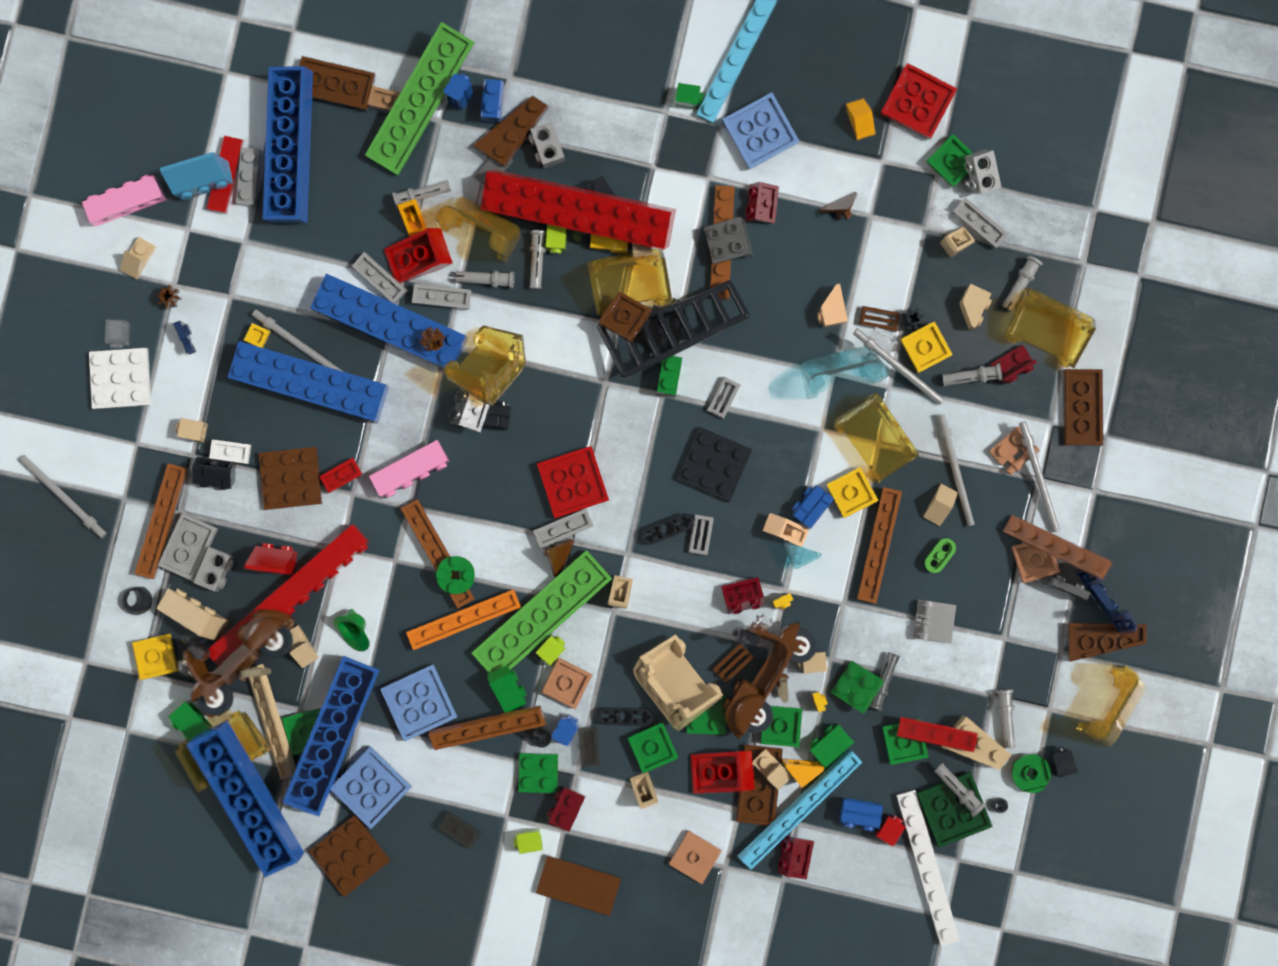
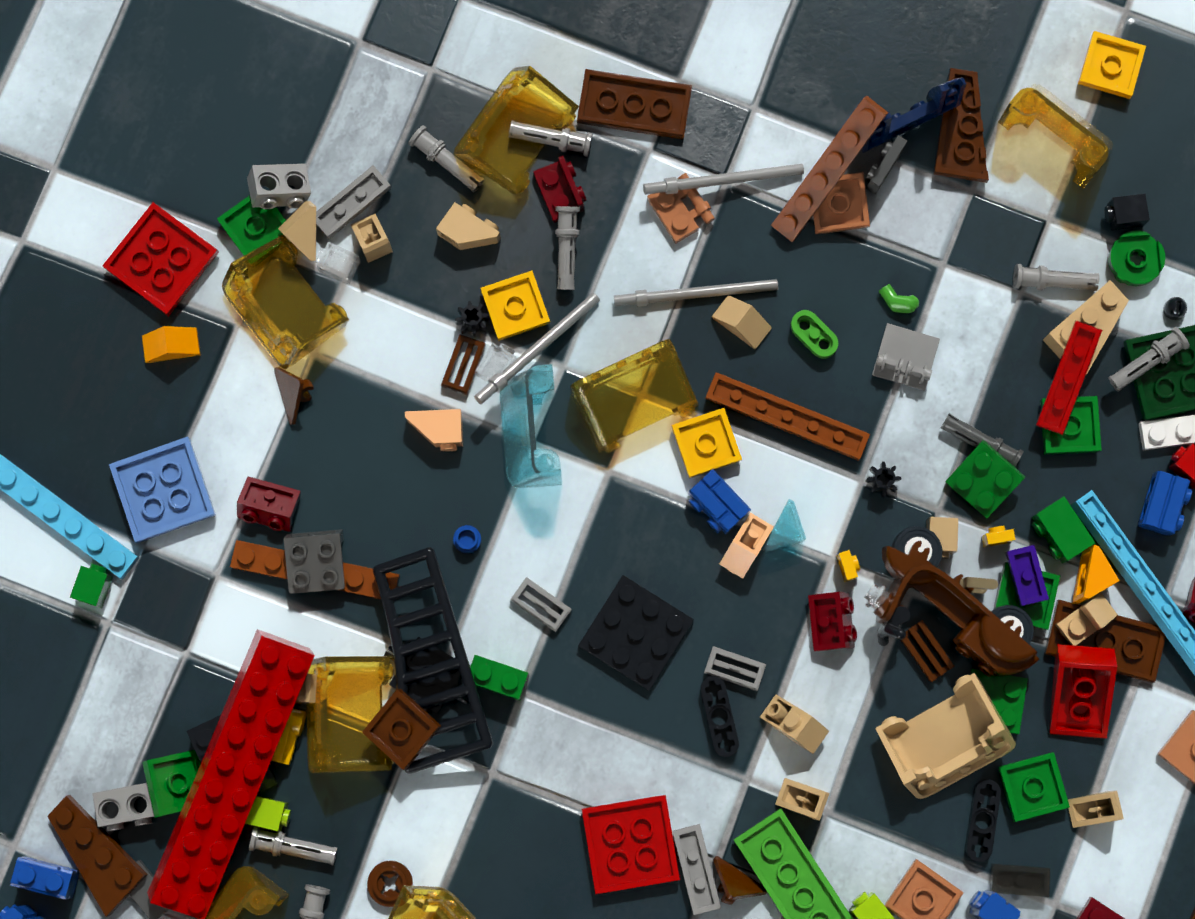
camera: 80 degrees left, 5 degrees down
(522, 318) = (376, 882): none -> reddish brown gear
(567, 171) = (170, 781): none -> green plate
(669, 580) = (794, 724): none -> tan slope
(759, 340) = (467, 539): none -> blue plate
(795, 723) = (1027, 575): none -> dark purple plate
(850, 620) = (888, 473): none -> black gear
(901, 187) = (280, 302): none -> clear yellow windscreen
(954, 192) = (301, 229): none -> tan slope
(971, 611) = (899, 303): none -> bright green arm
(1048, 362) = (563, 139): none -> light grey pin
(1168, 738) = (1112, 64): none -> yellow plate

